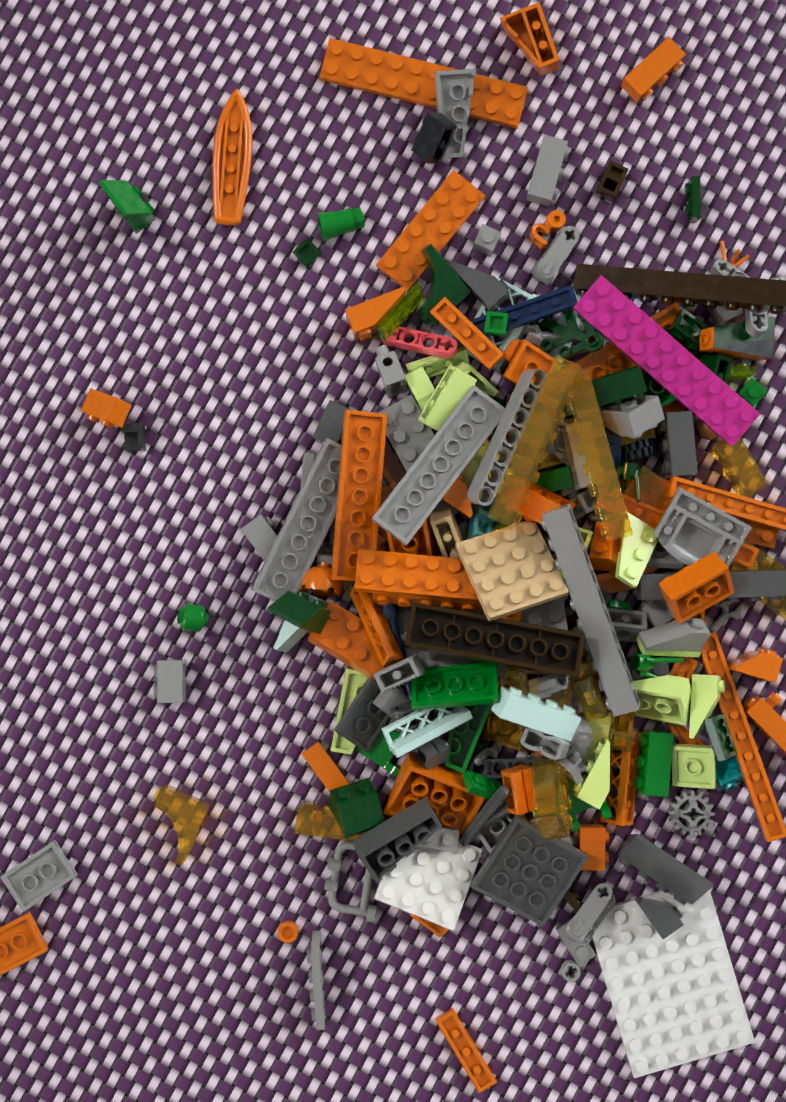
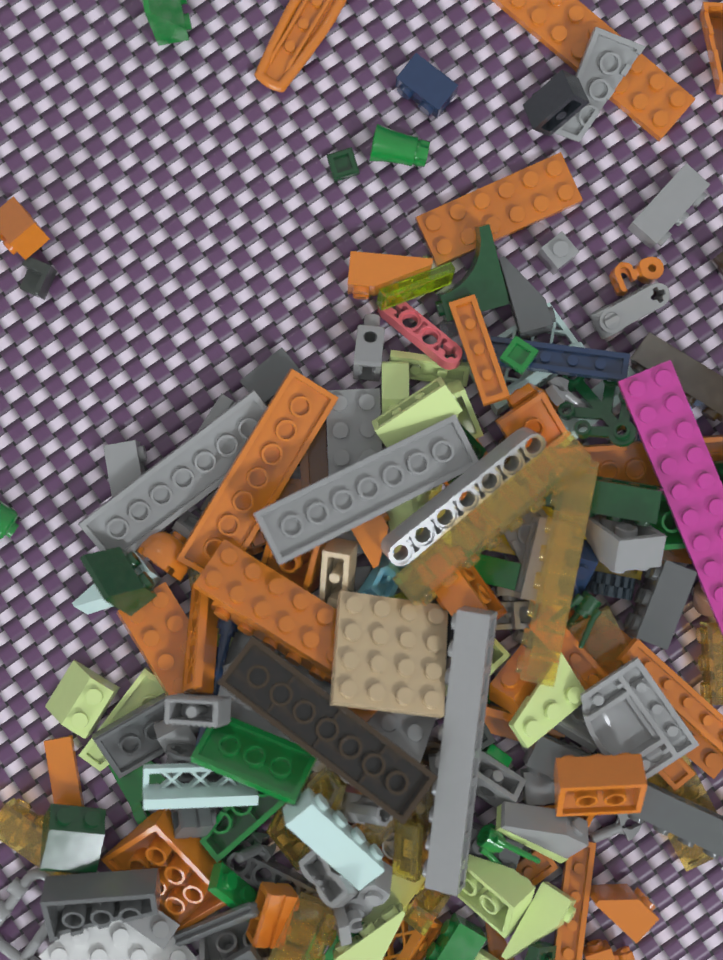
camera: 30 degrees right, 0 degrees up
(312, 711) = (81, 699): none -> yellowish green slope
(337, 170) = (426, 86): none -> dark blue brick

